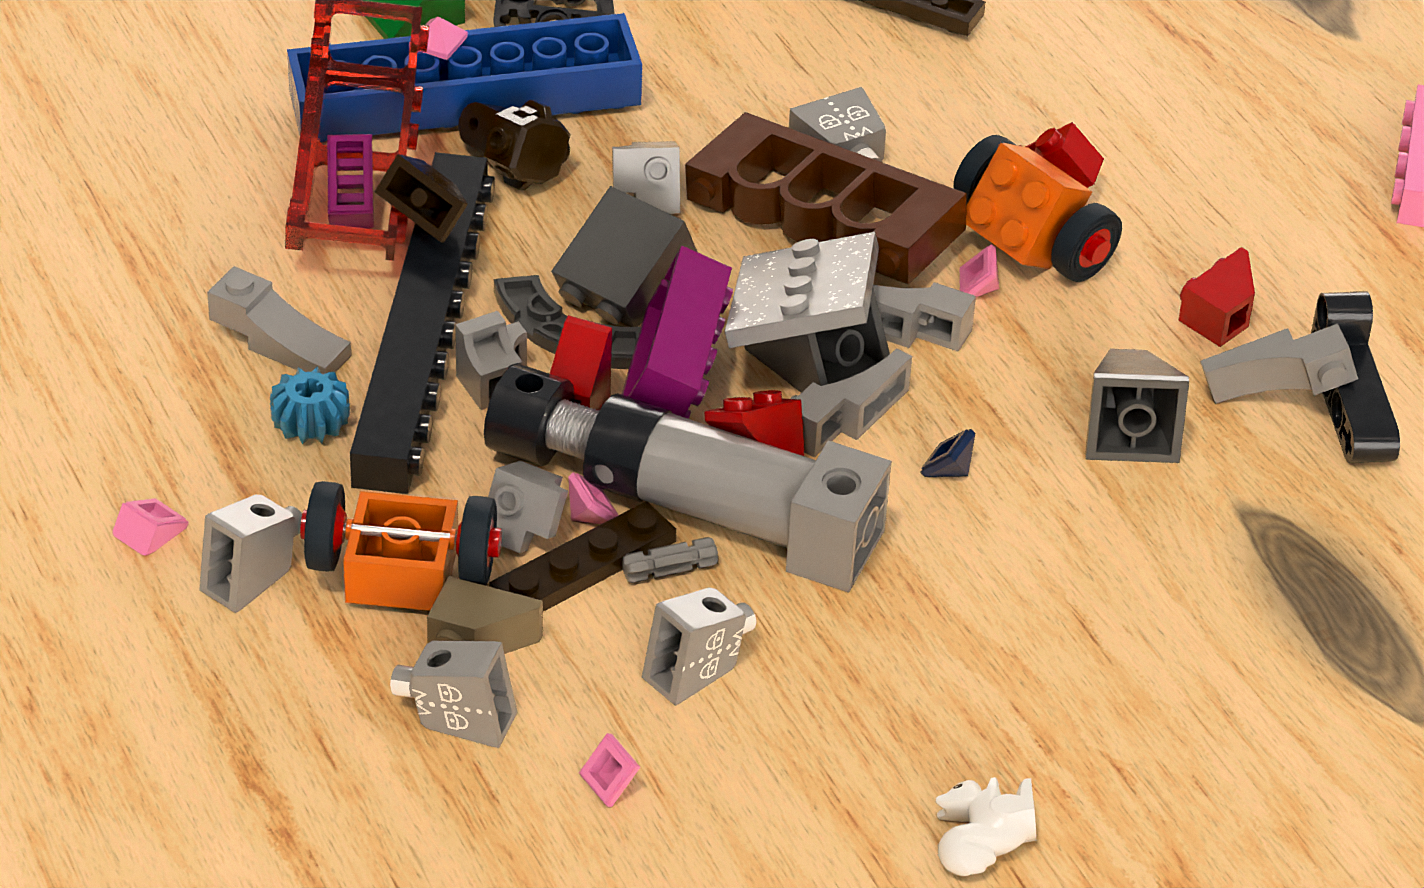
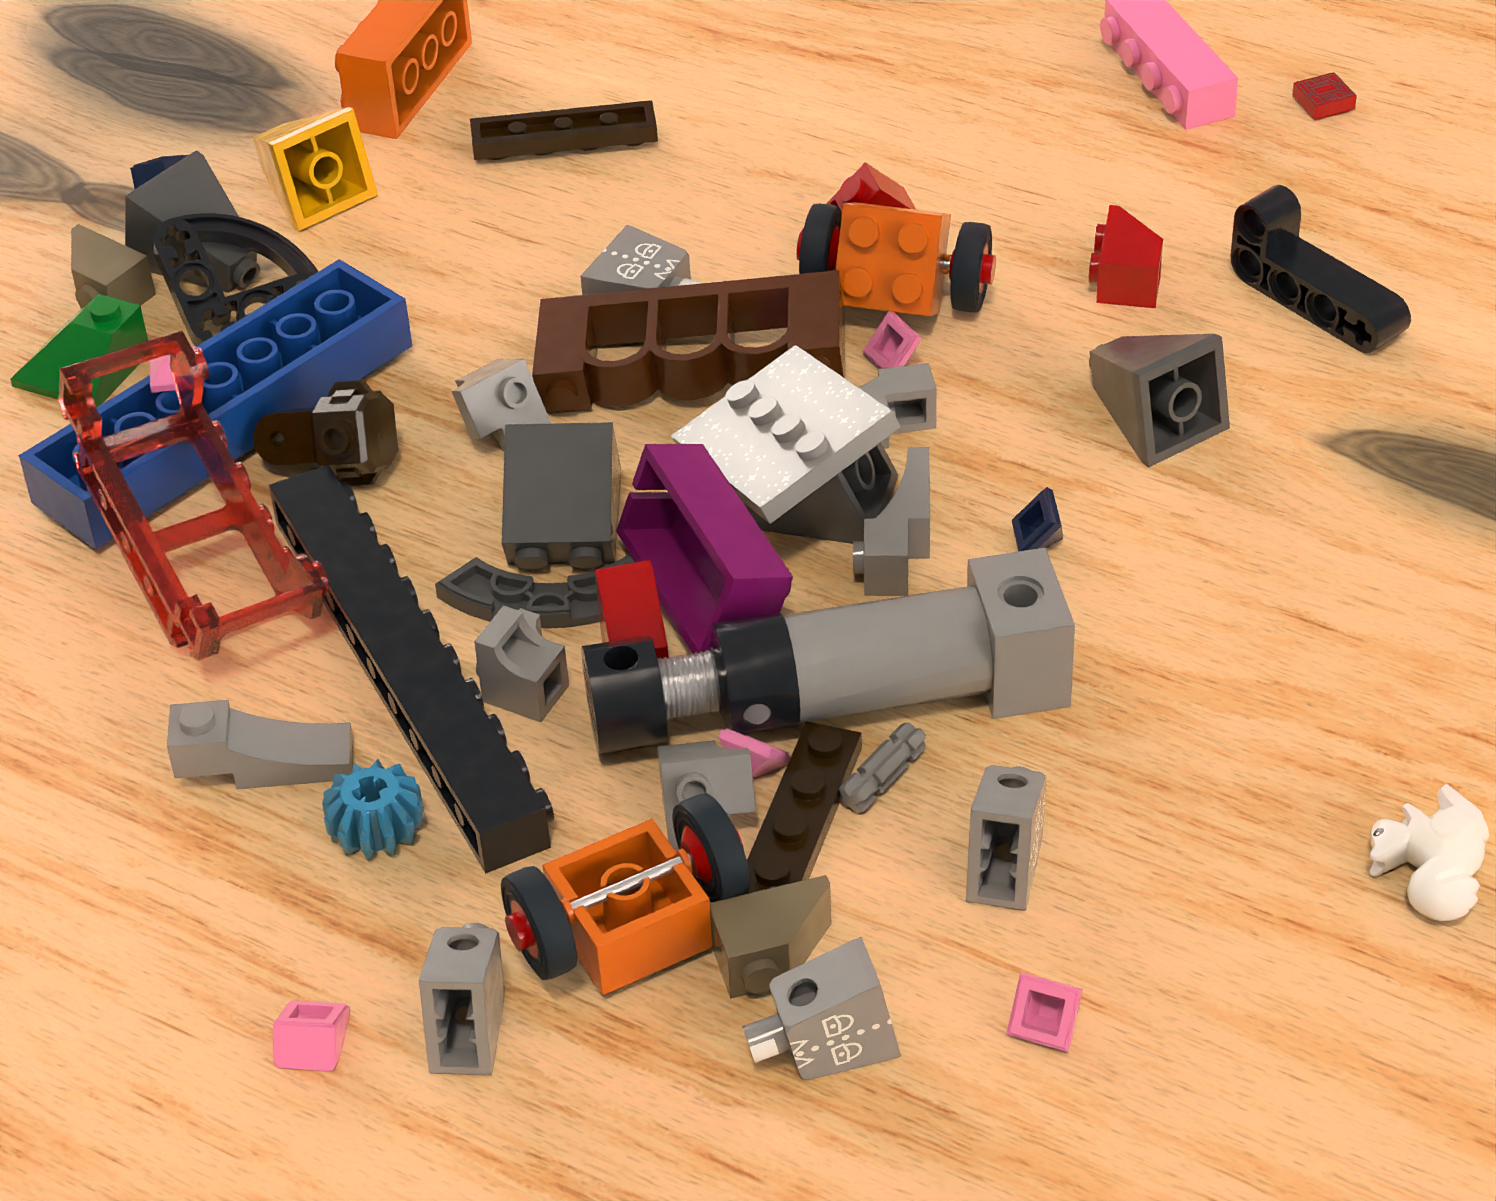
camera: 30 degrees left, 0 degrees up
(350, 208) = (224, 596): magenta slope -> none
(422, 195) = (328, 528): dark brown slope -> none
(763, 419) = (860, 575): red slope -> none
(1279, 362) = (1255, 285): light grey slope -> none

